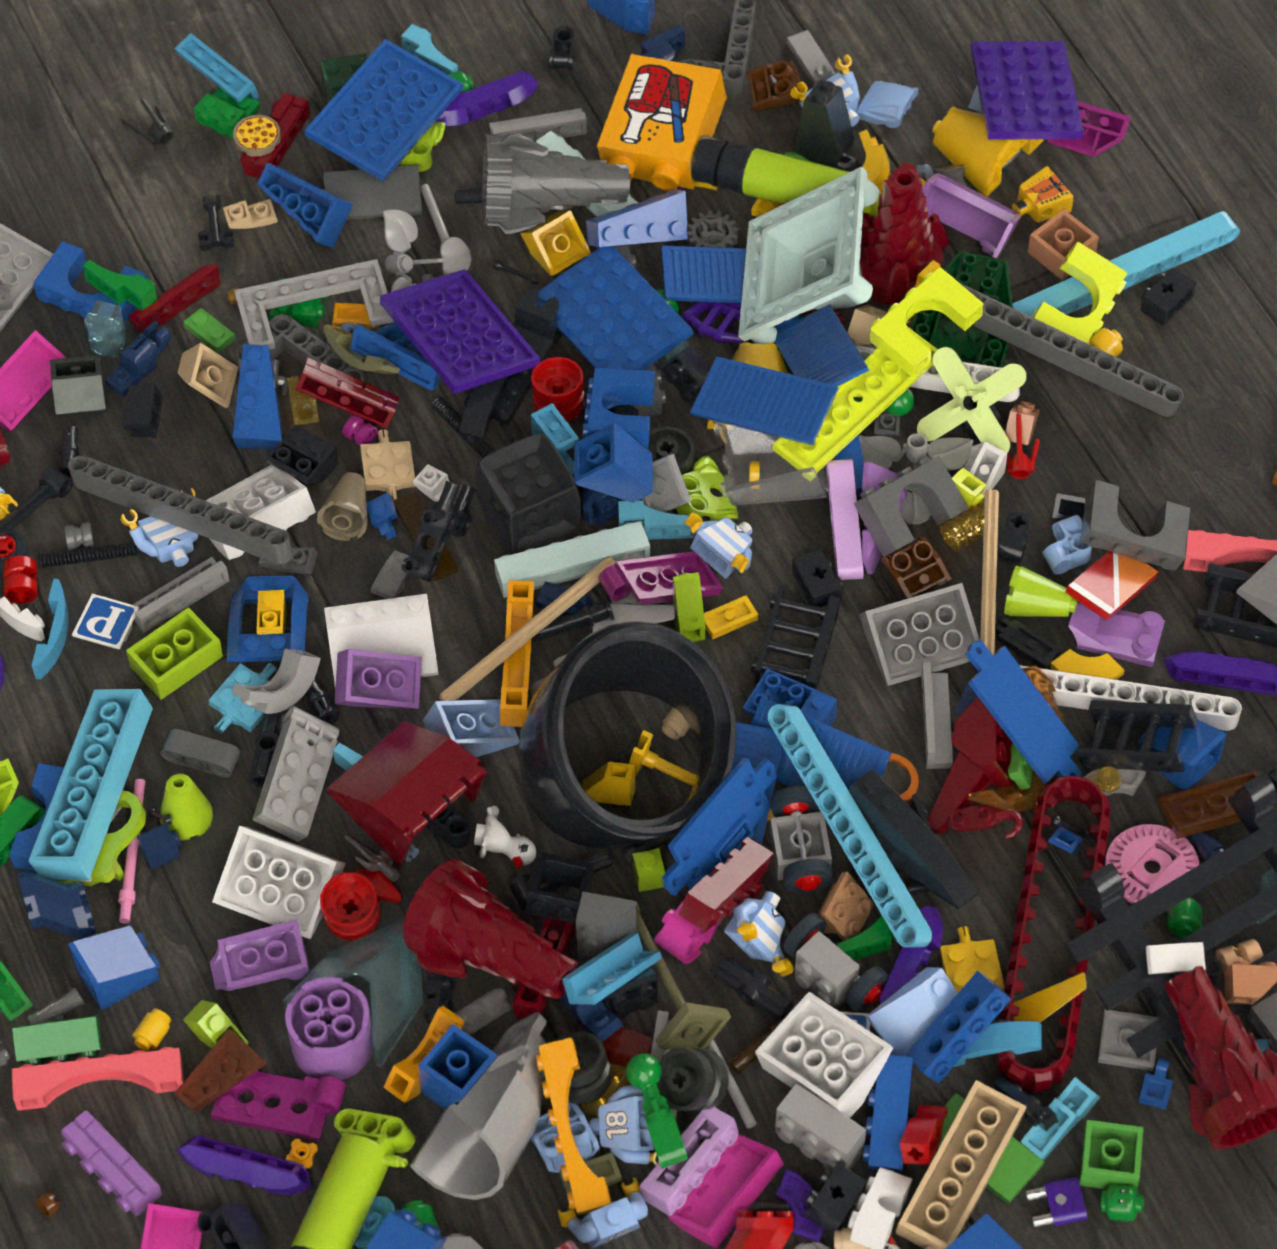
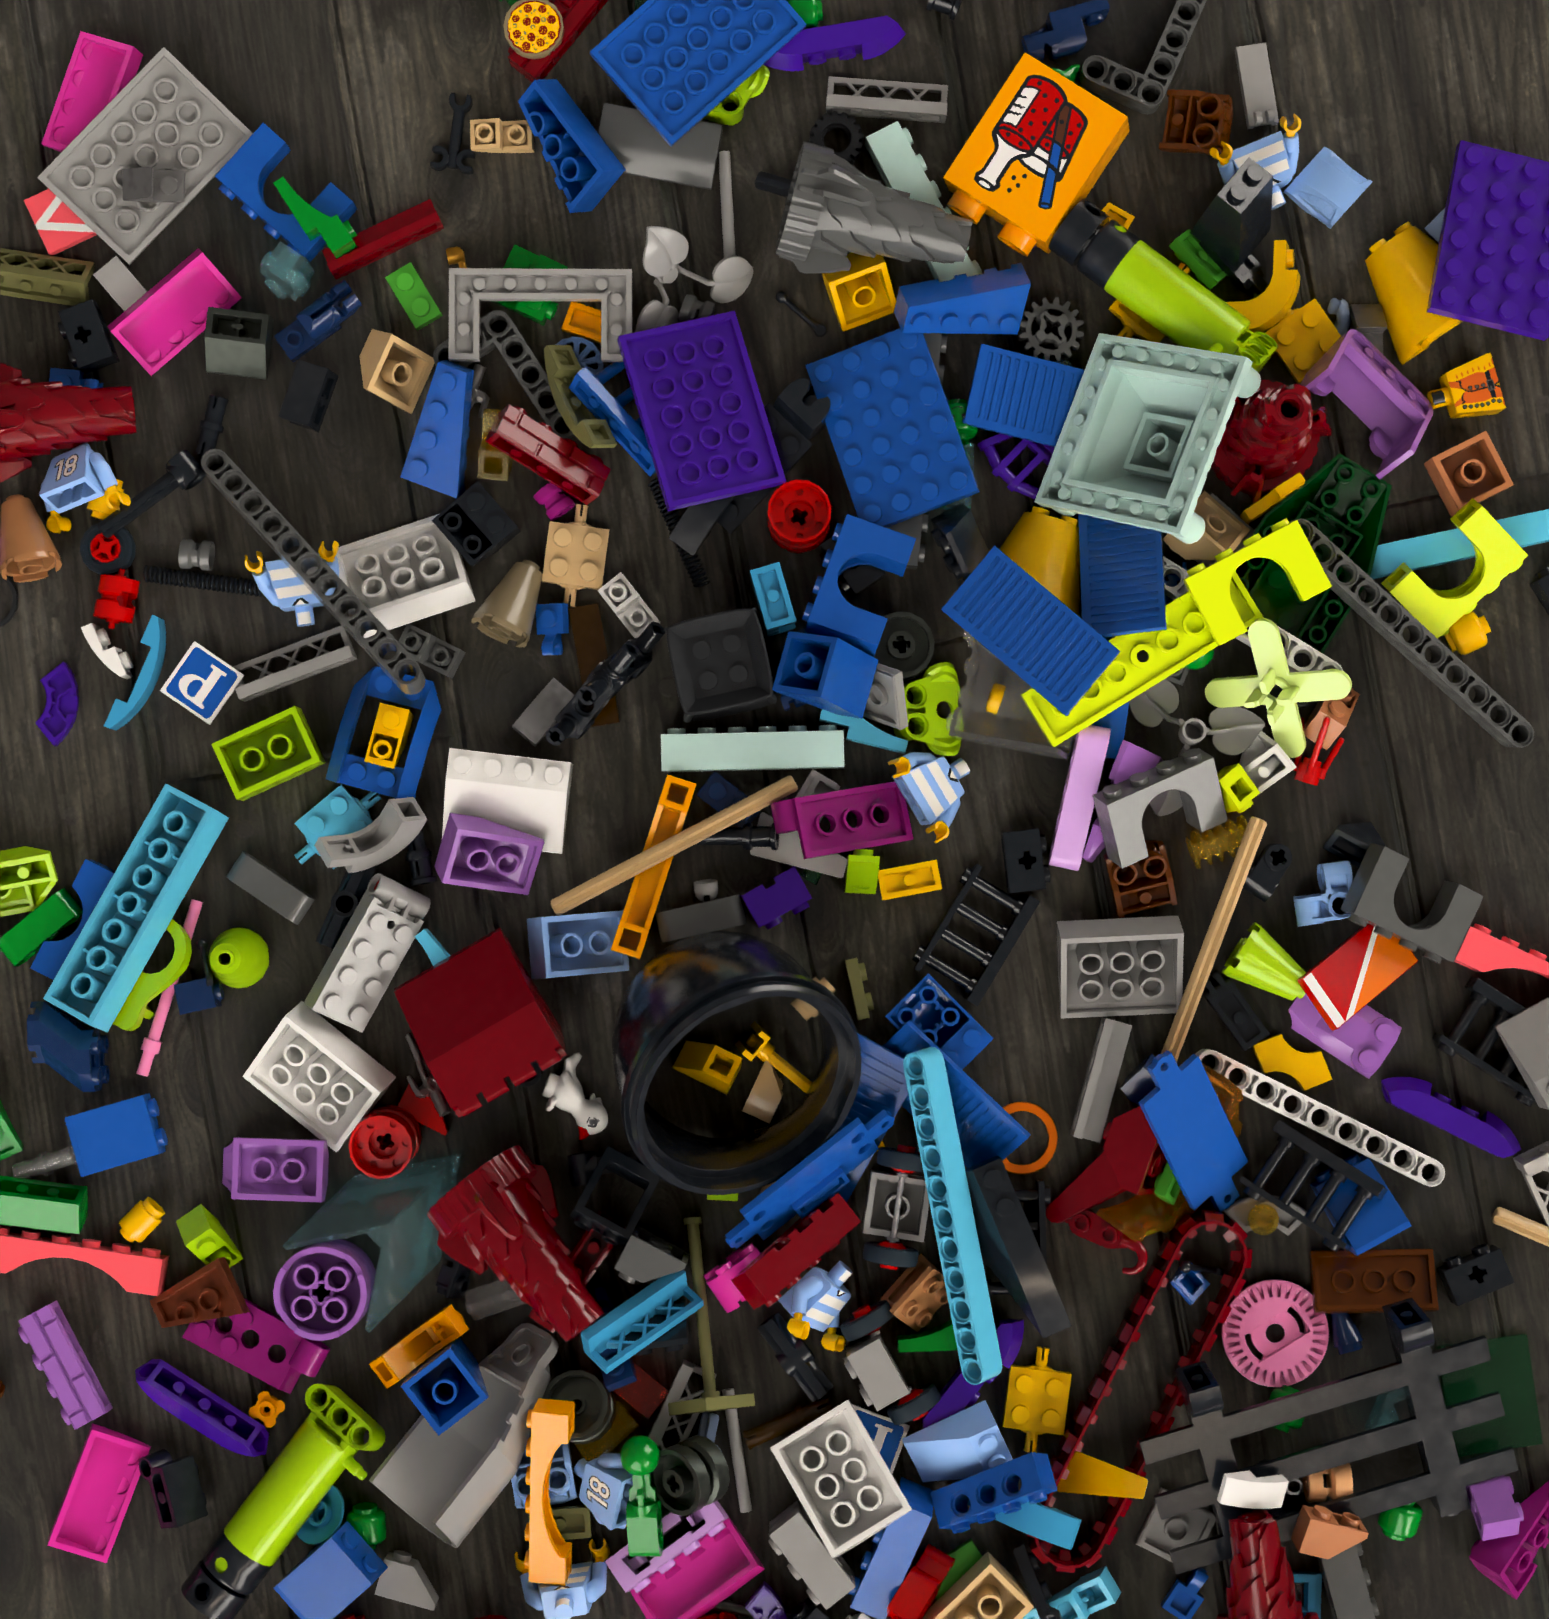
camera: 20 degrees right, 30 degrees up
(662, 797) = (765, 1094): none -> tan slope

